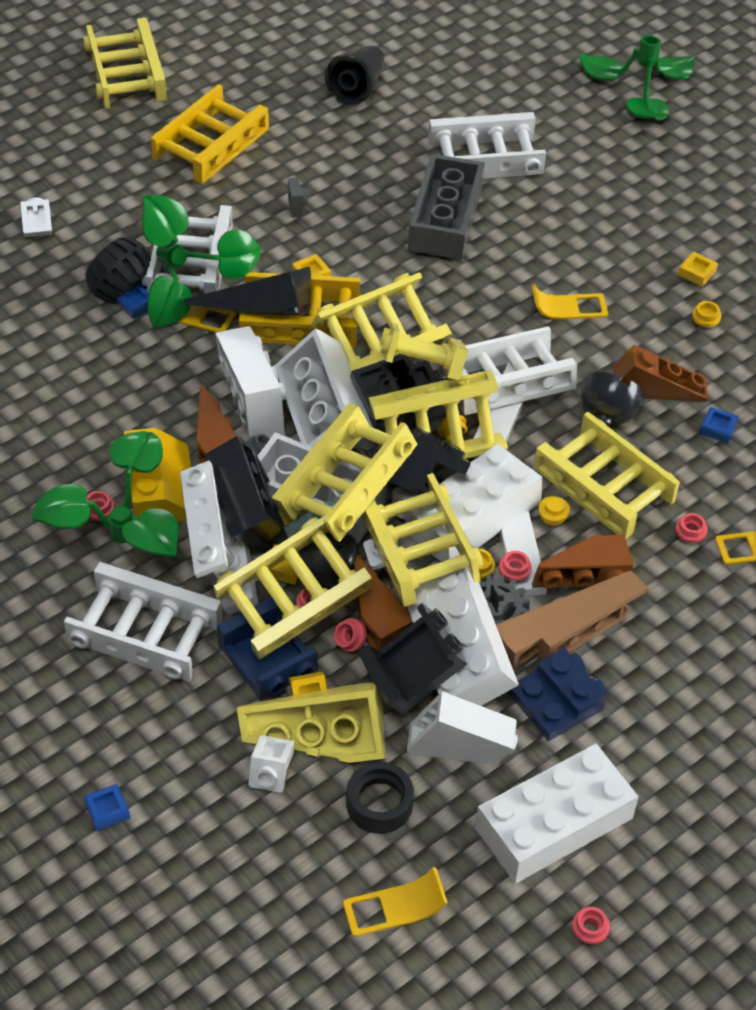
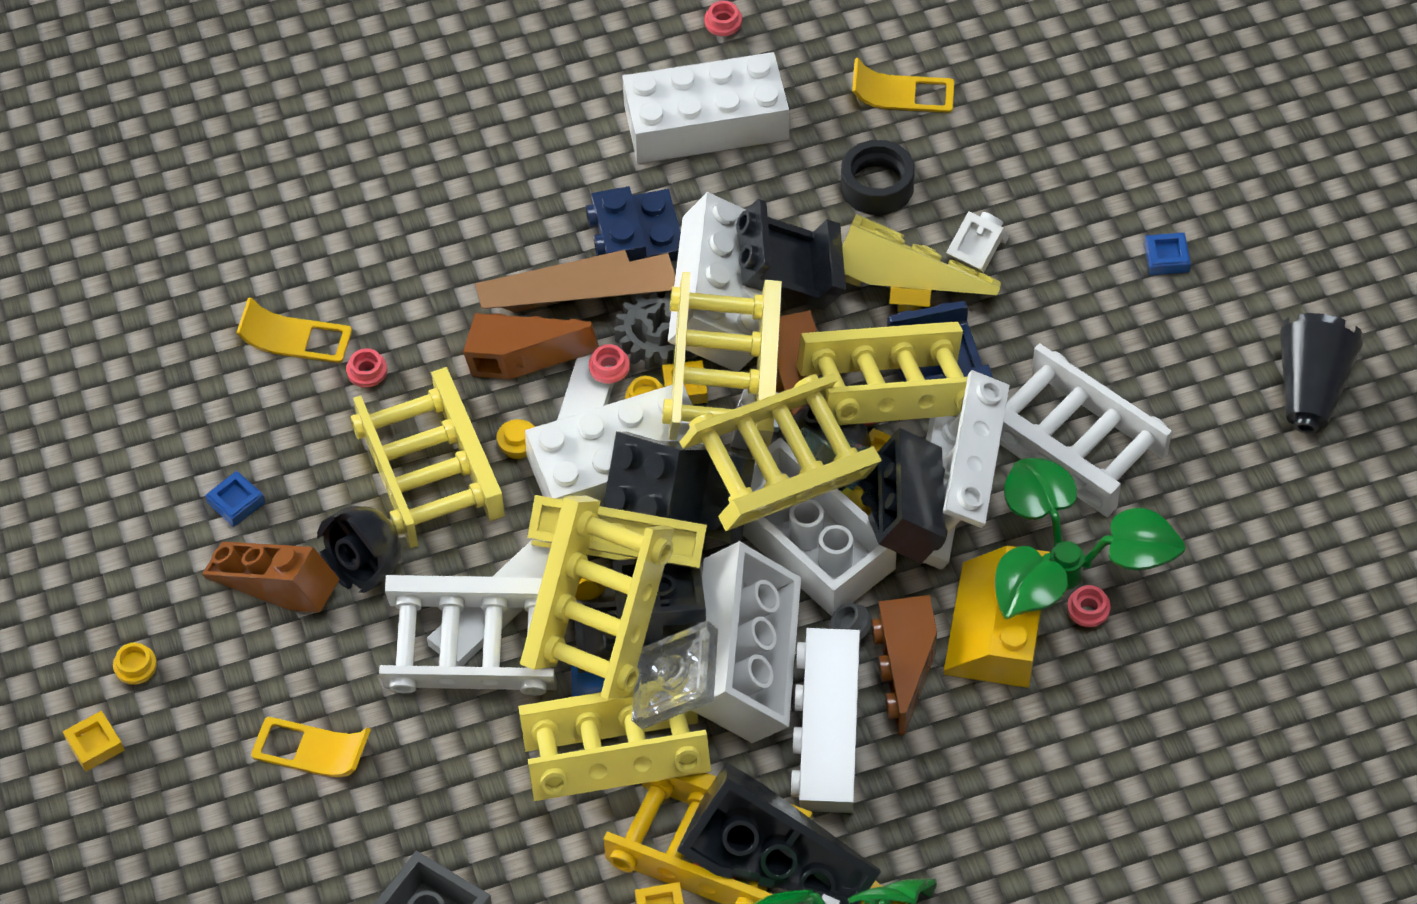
camera: 155 degrees left, 5 degrees up
(352, 340) = (675, 675): none -> clear plate
(461, 731) = (778, 186): white slope -> none

